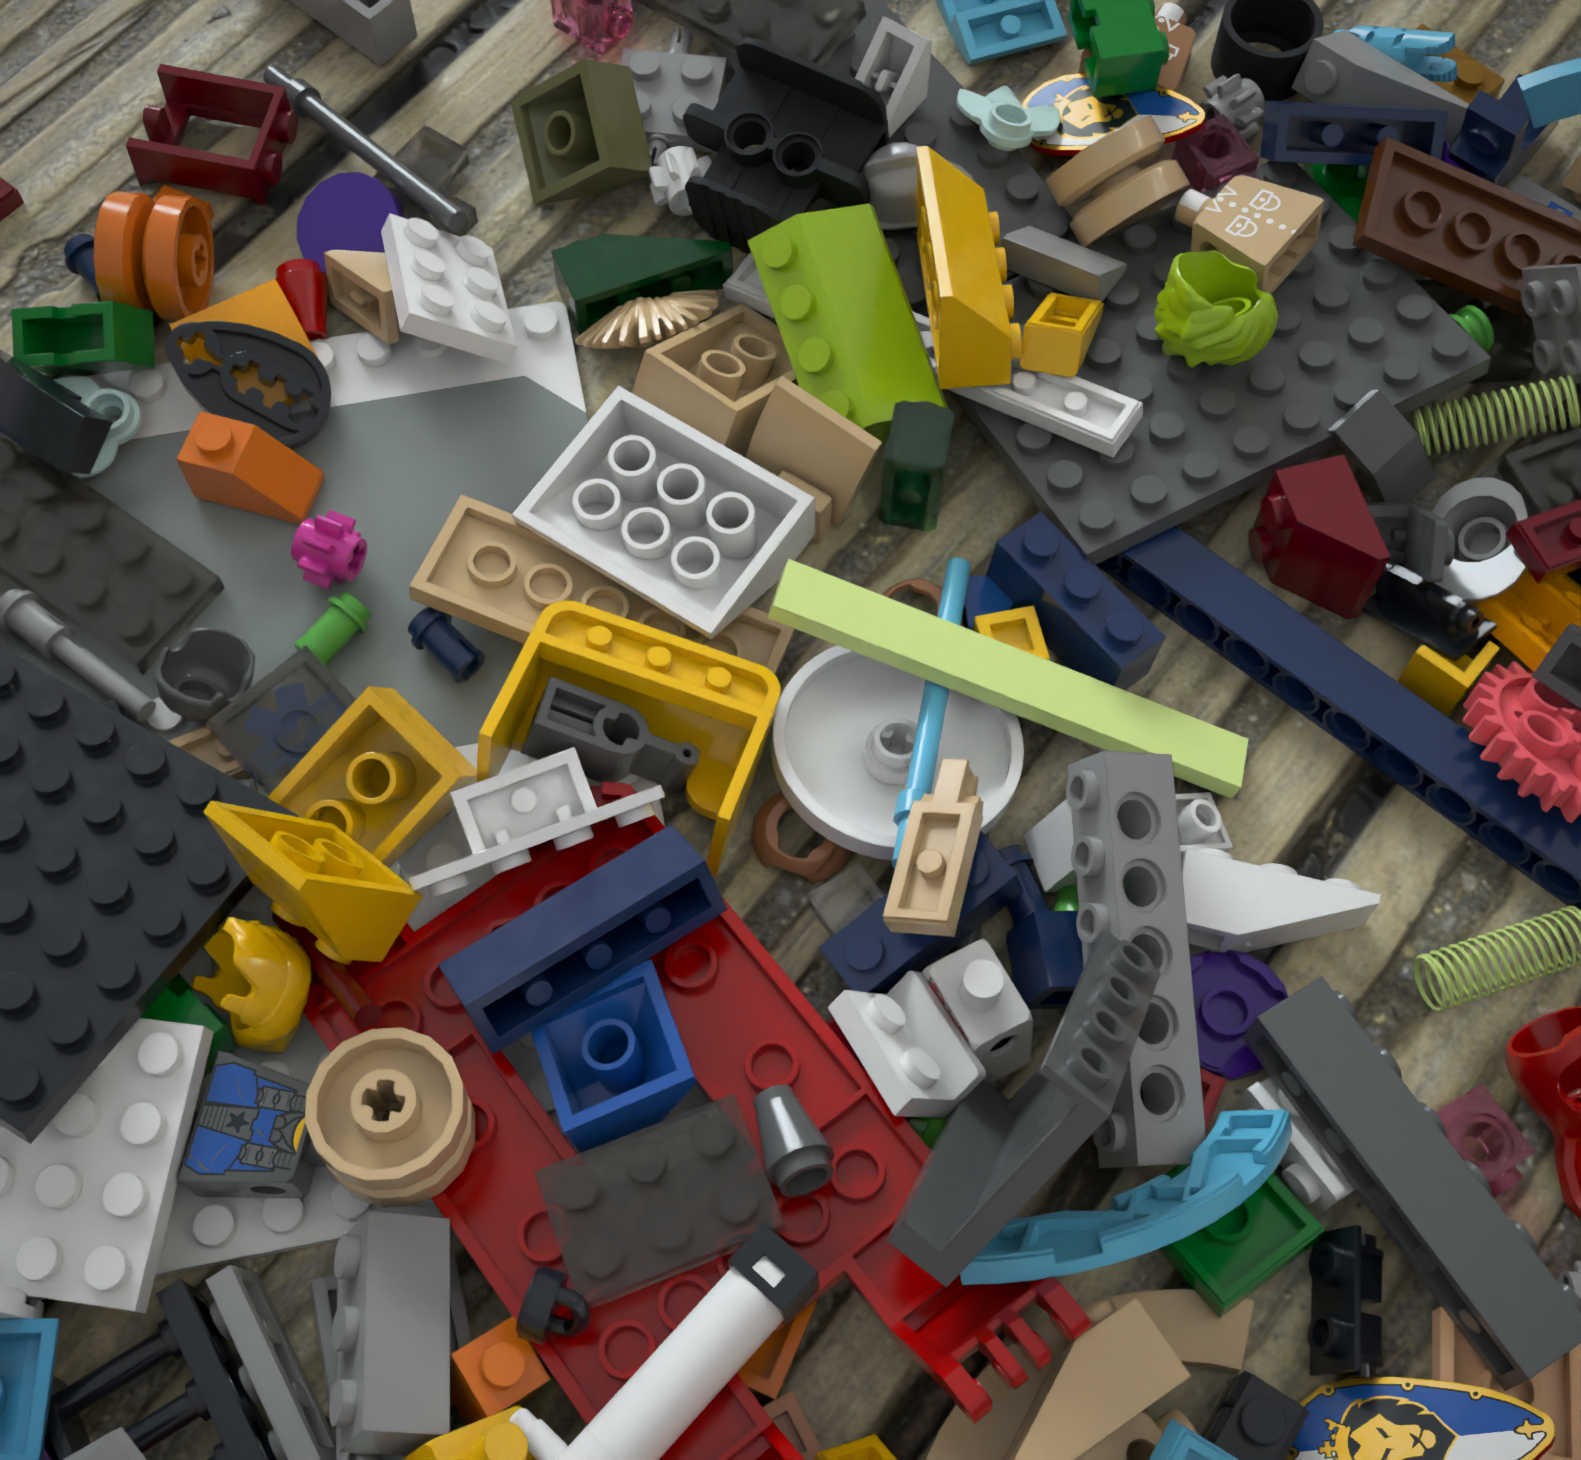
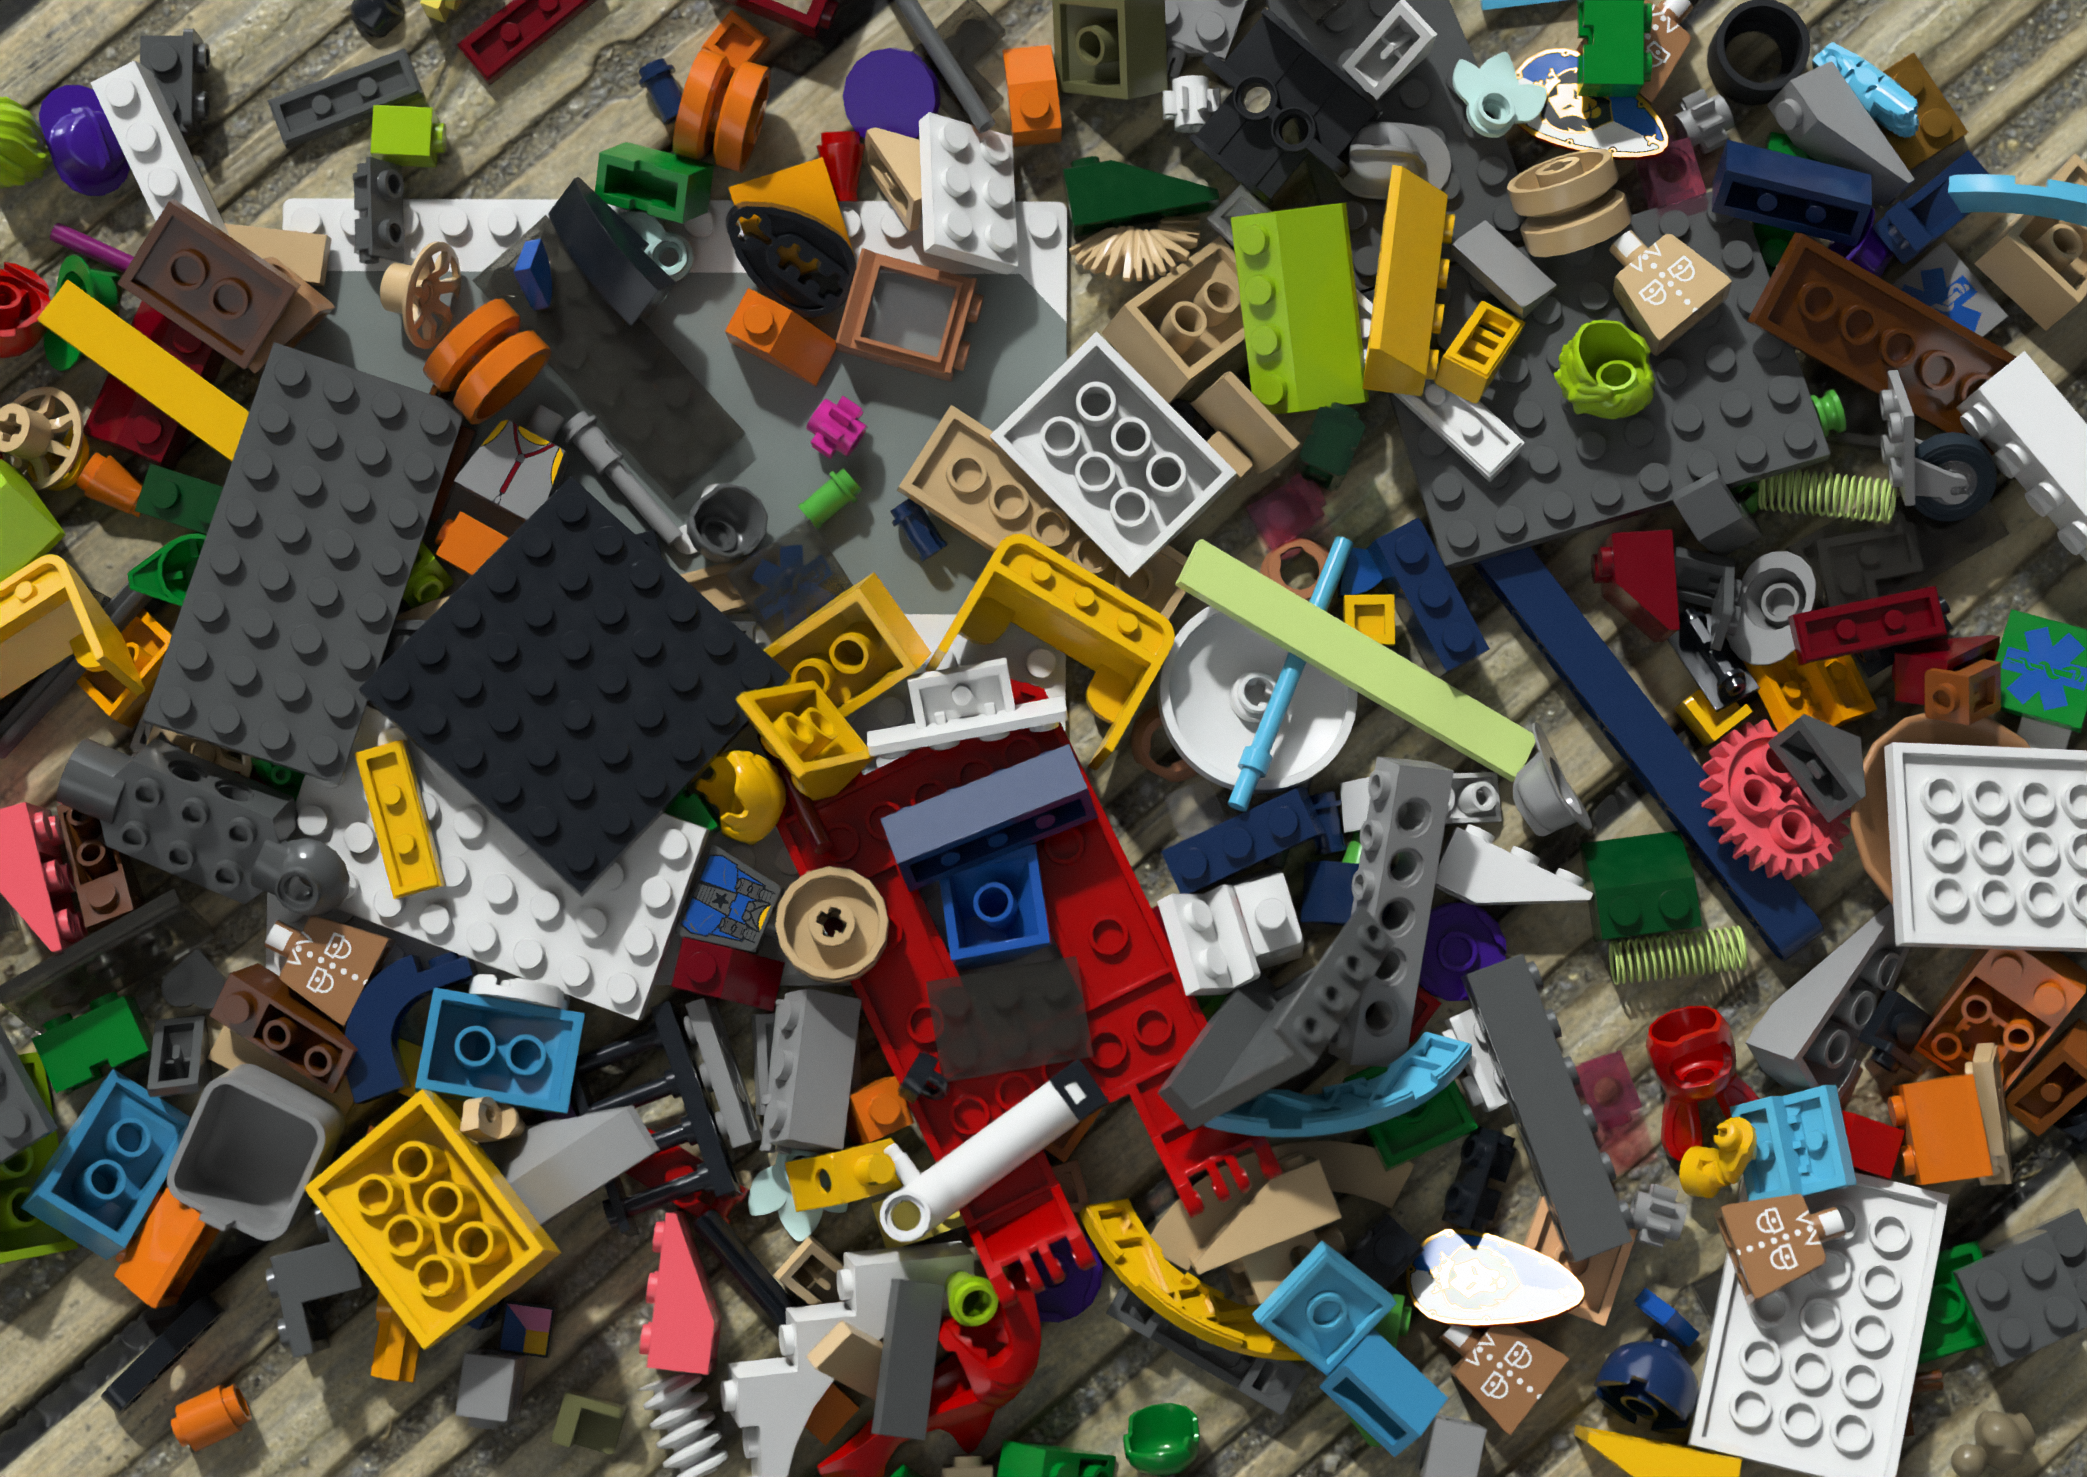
camera: 10 degrees right, 20 degrees up
(258, 1226) = (728, 974): none -> dark red slope
(398, 425) = (909, 316): none -> window
(510, 212) = (1032, 95): none -> orange slope
(607, 738) = (1009, 633): dark grey piece -> none
(791, 1143) = (1109, 999): dark grey cone -> none
(886, 551) = (1287, 511): none -> clear pink bracket
(936, 855) = (1260, 810): tan hinge -> none
(1279, 795) = (1544, 793): none -> light grey piece
(1434, 888) = (1640, 886): none -> dark green slope

